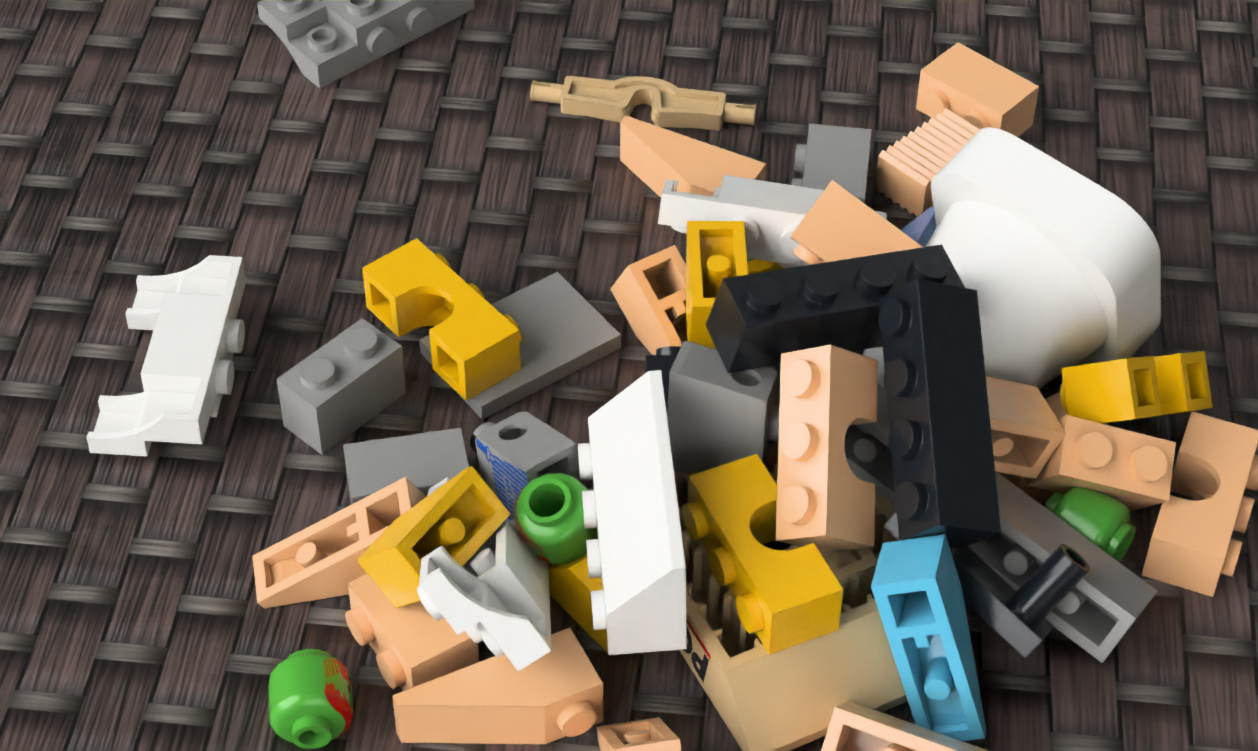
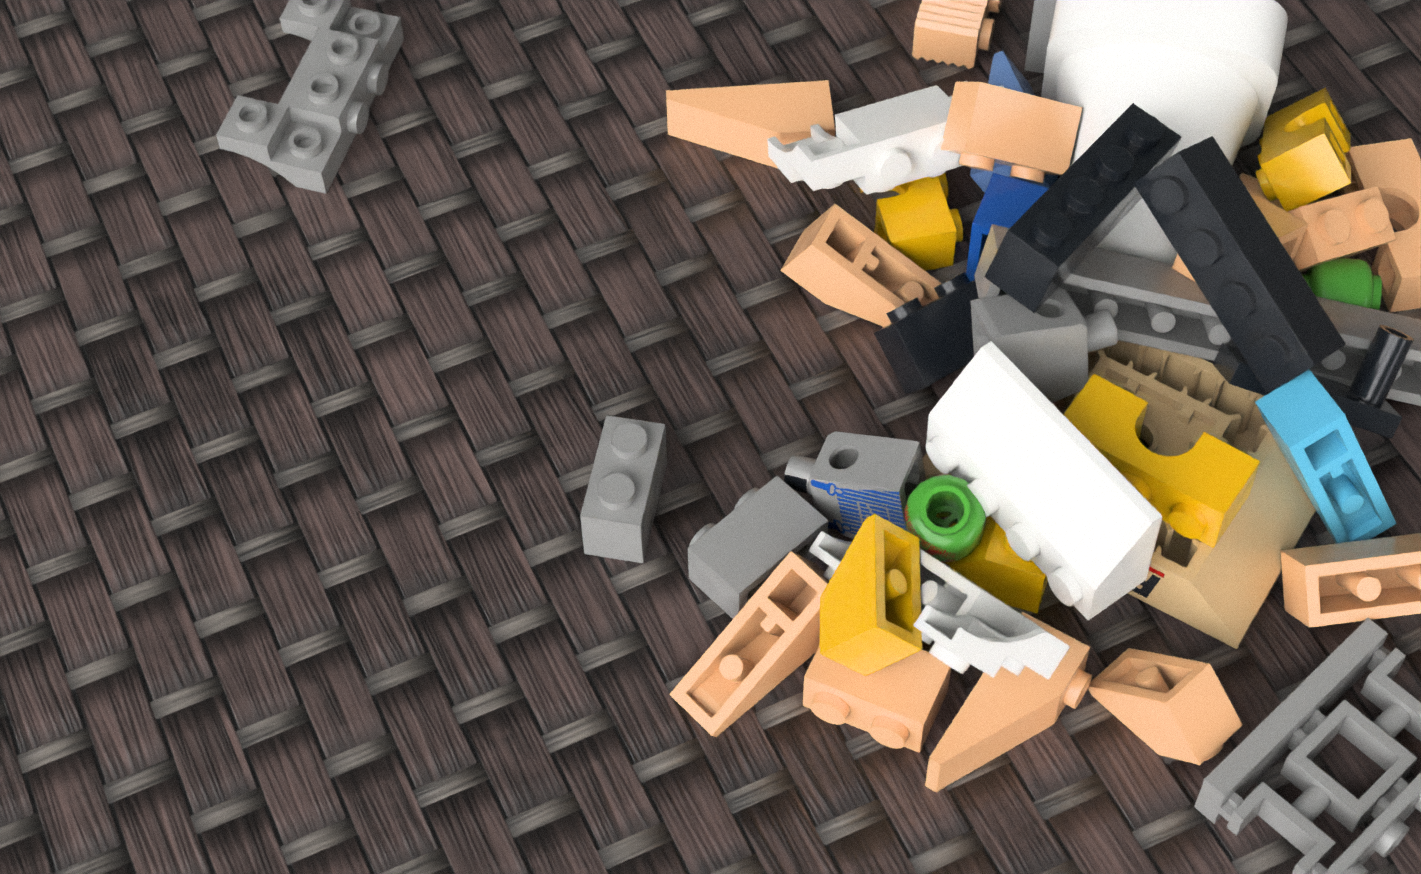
camera: 30 degrees left, 10 degrees up
(185, 361) = (458, 524): white bracket -> none
(310, 696) = (843, 798): bright green head -> none
(470, 338) = (626, 356): yellow arch -> none
(558, 338) = (735, 364): light grey tile -> none
(668, 103) = (620, 73): tan piece -> none
(712, 253) = (908, 226): yellow slope -> none
(816, 490) = (1142, 311): light nougat arch -> none
(834, 155) = (879, 56): light grey brick -> none

